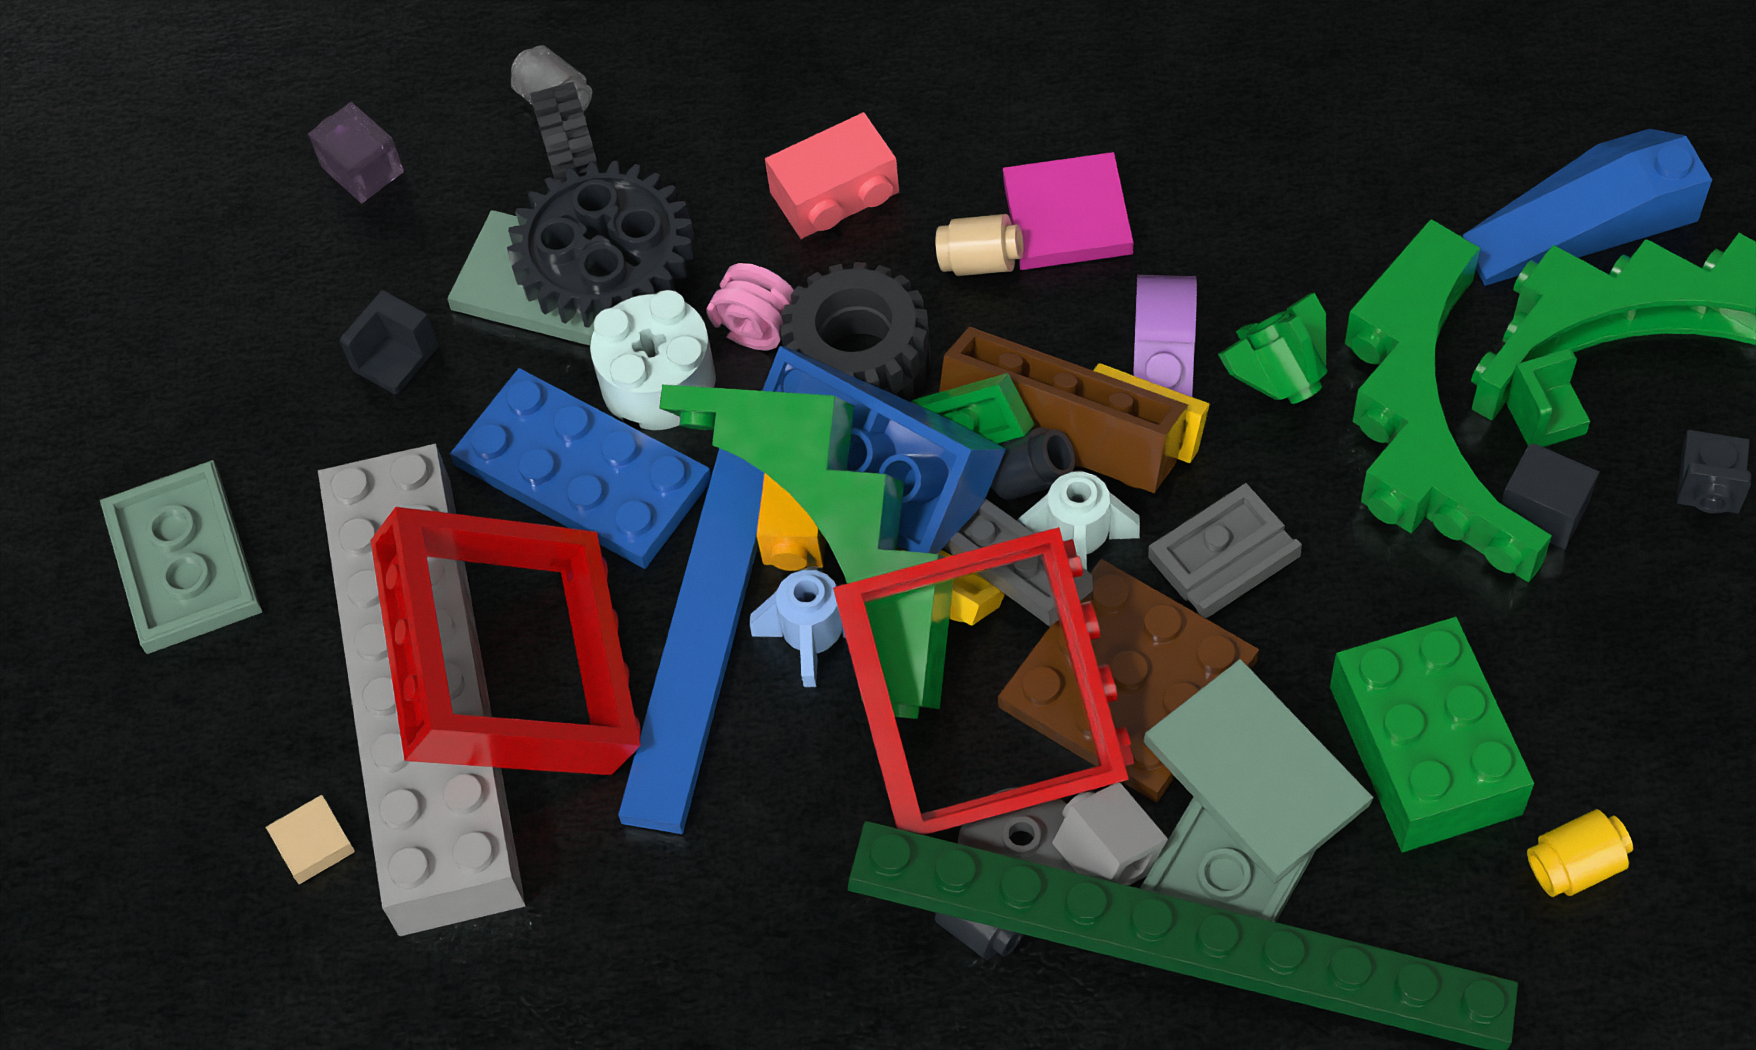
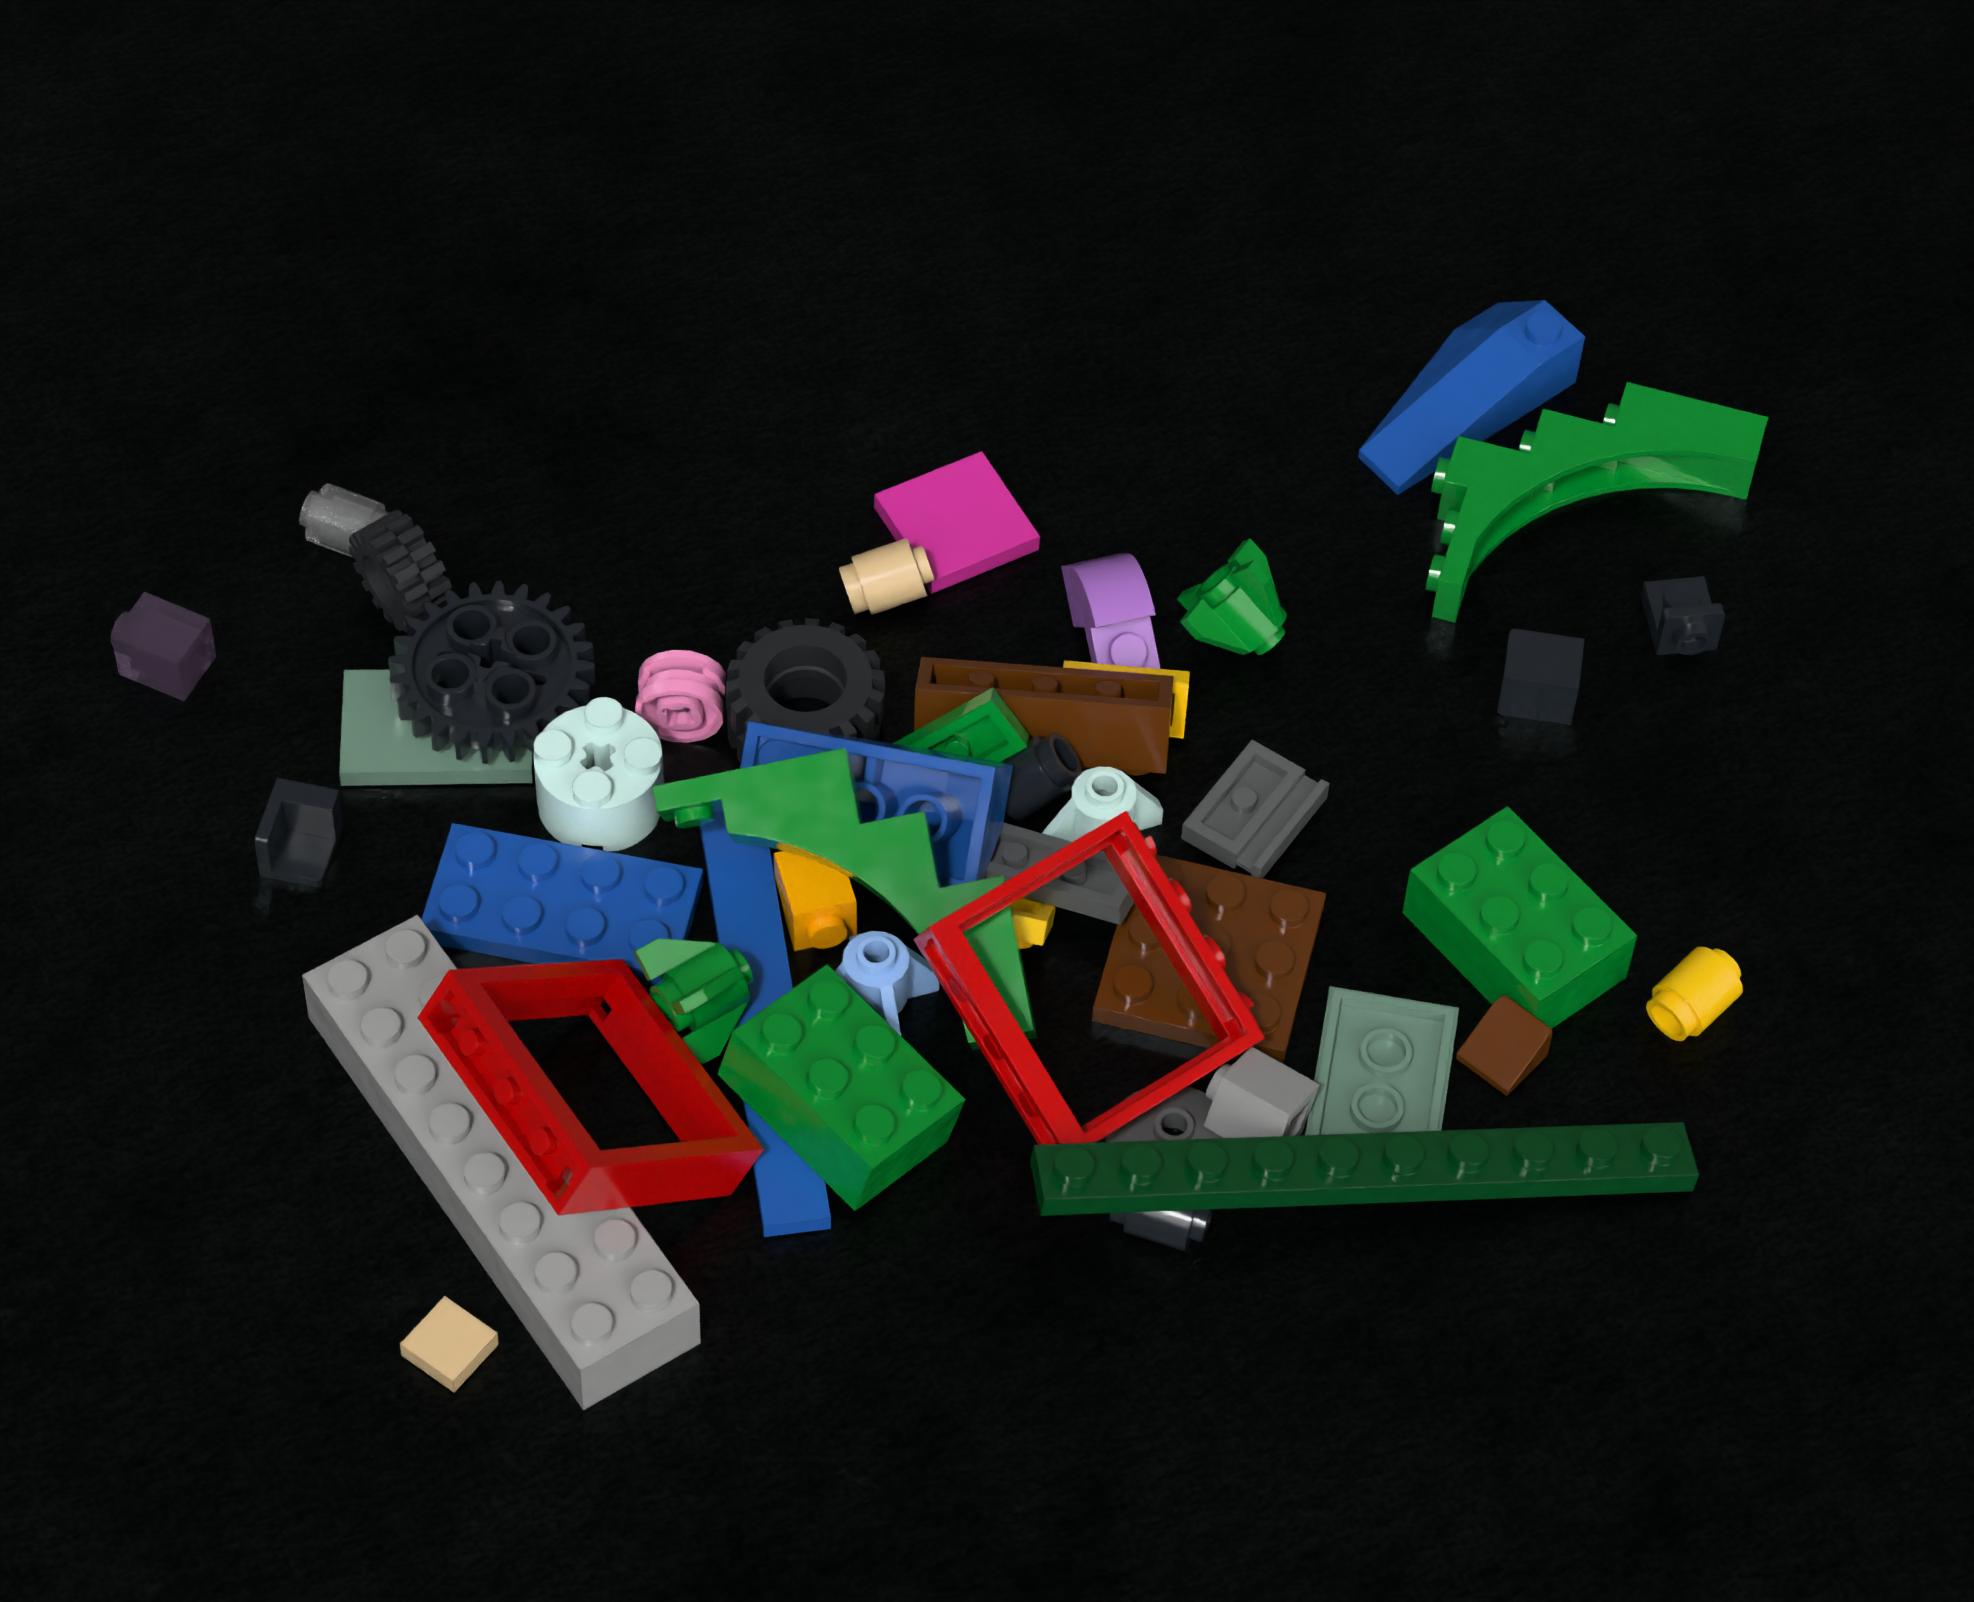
camera: 30 degrees left, 5 degrees down
(180, 557) = (165, 1111): sand green tile -> none
(647, 580) = (698, 989): none -> green brick
(730, 708) = (840, 1086): none -> green brick
(832, 175) = (701, 545): coral brick -> none
(1257, 770) = (1374, 1000): sand green tile -> none
(1372, 850) = (1506, 1045): none -> reddish brown slope
(1400, 405) = (1371, 628): green arch -> none
(1545, 400) = (1501, 590): green panel -> none

